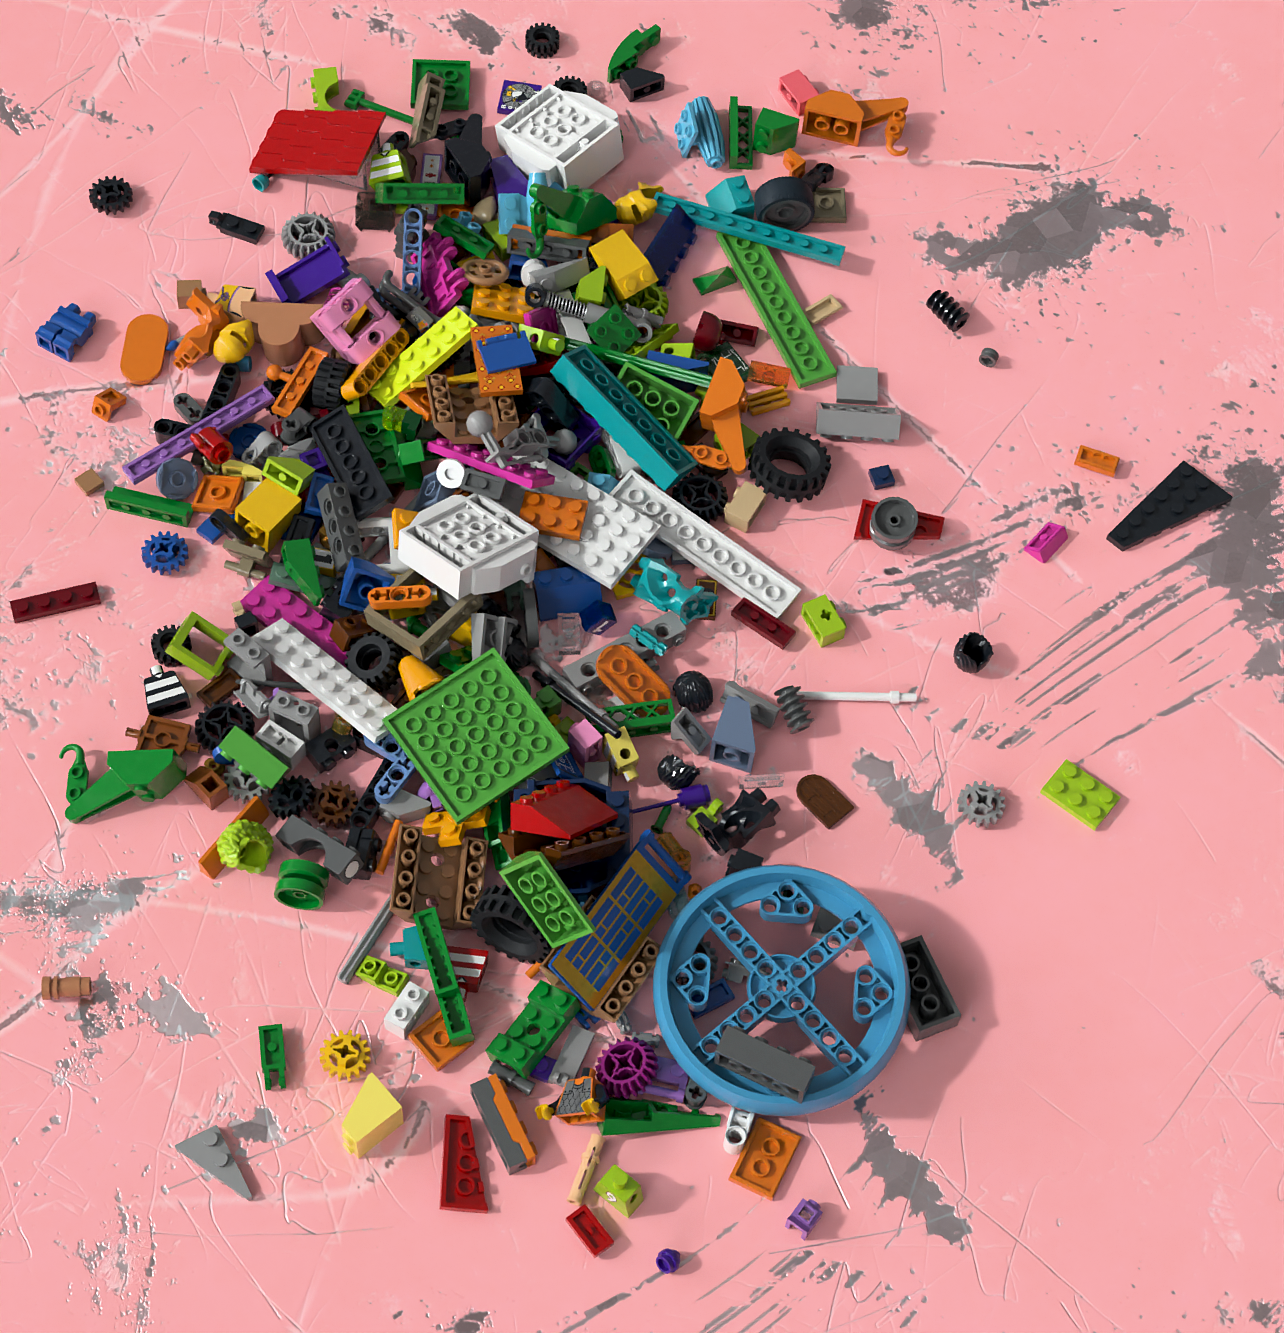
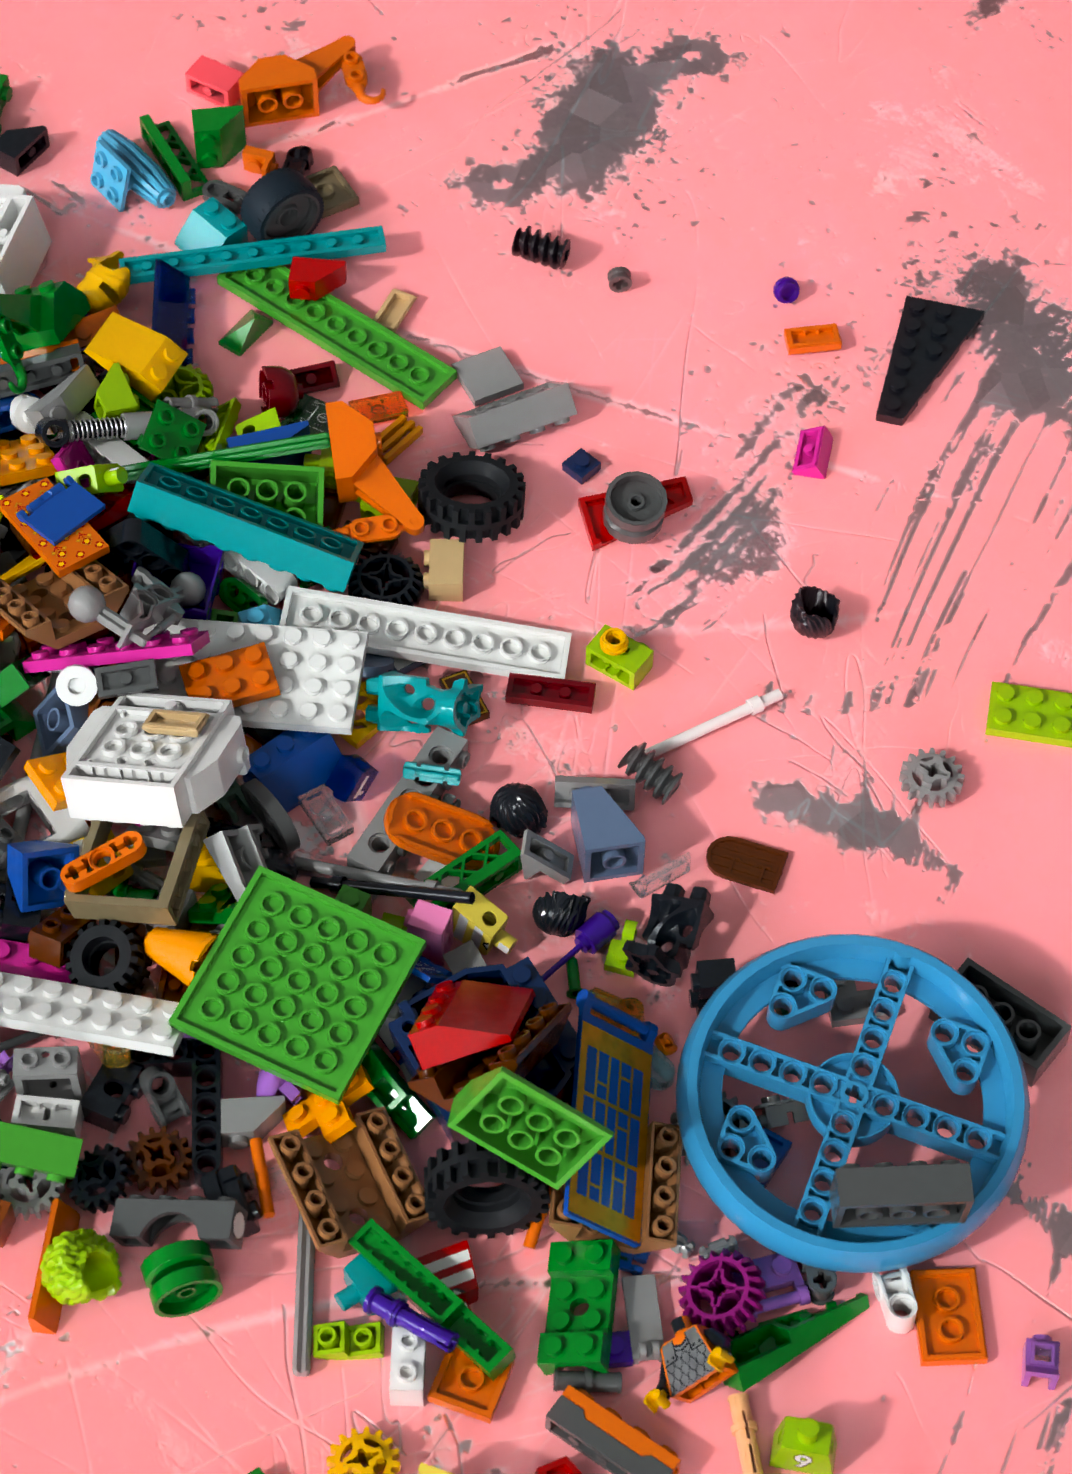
camera: 25 degrees left, 5 degrees down
(359, 770) = (165, 1102): none -> dark grey piece
(399, 760) = (212, 1062): medium blue beam -> none
(416, 974) = (398, 1313): none -> dark purple pin
(492, 528) = (175, 723): none -> tan tile
(753, 173) = (222, 192): none -> dark grey plate
(778, 263) = (315, 277): none -> red slope
(821, 604) = (614, 635): none -> yellow plate
(1100, 417) = (786, 290): none -> dark purple plate

